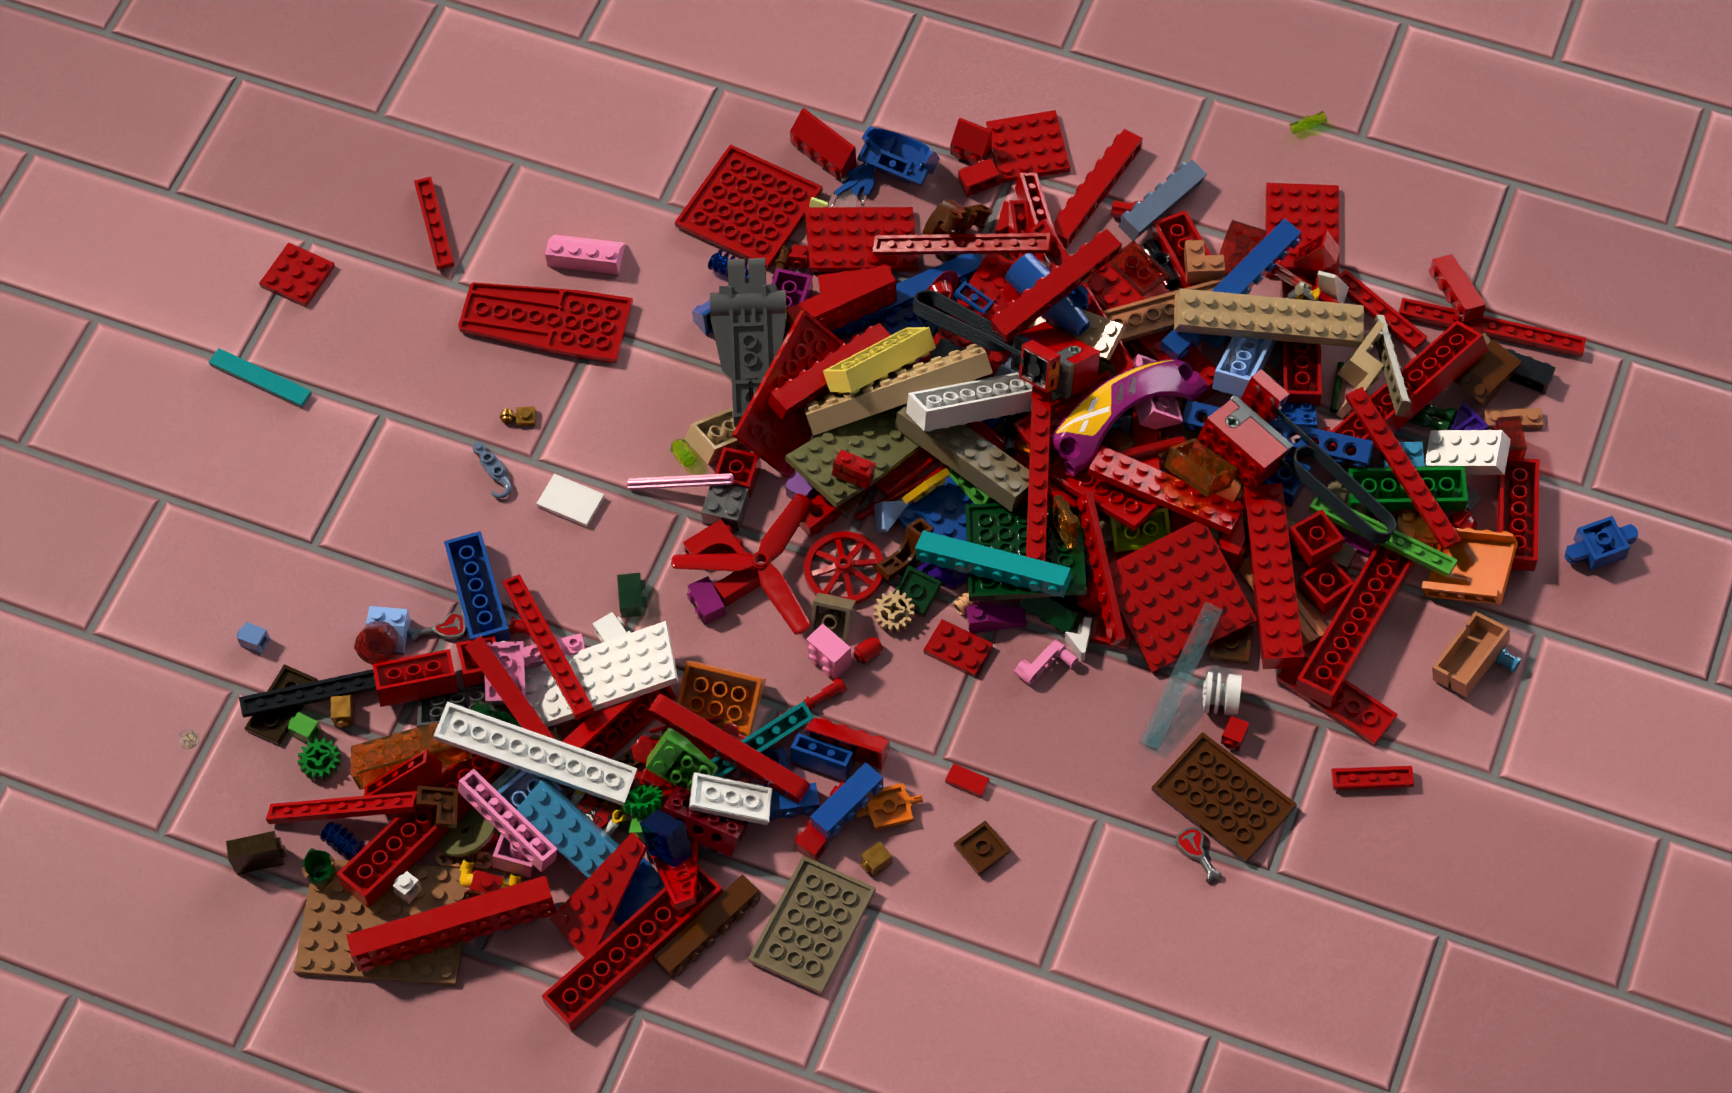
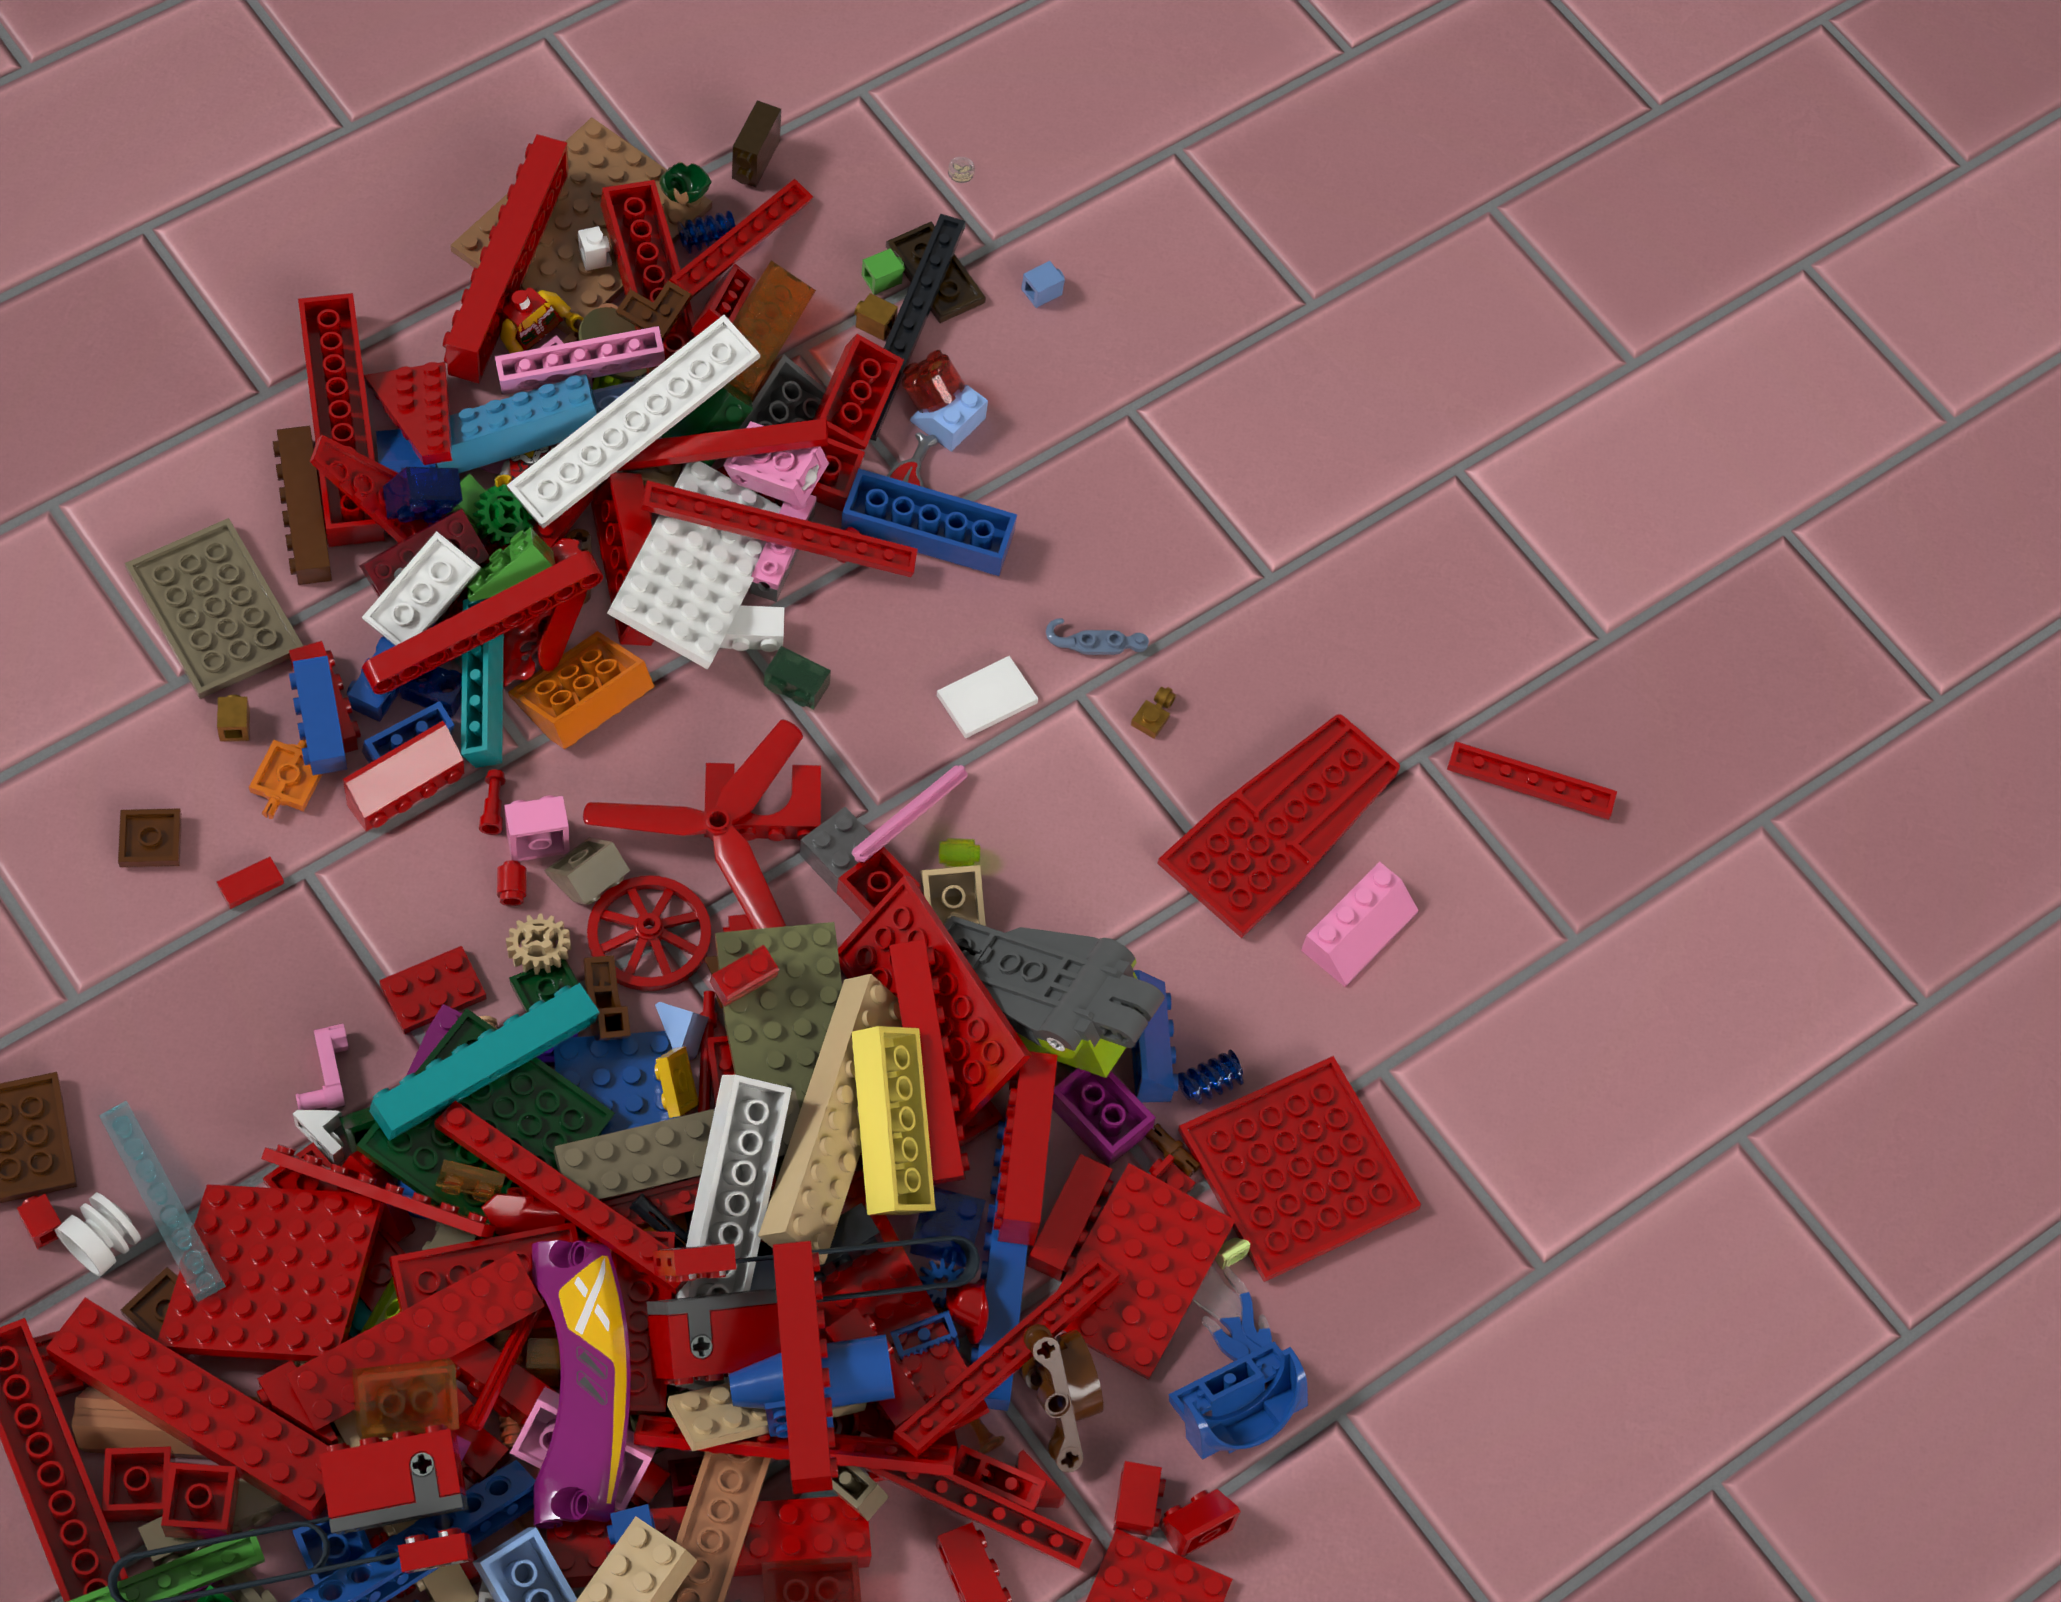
camera: 110 degrees right, 0 degrees up
(260, 378) = (1418, 476): teal tile -> none
(297, 274) = (1554, 594): red plate -> none
(310, 759) = (831, 265): green gear -> none
(706, 600) = (722, 747): magenta brick -> none
(823, 144) = (1334, 1320): red slope -> none

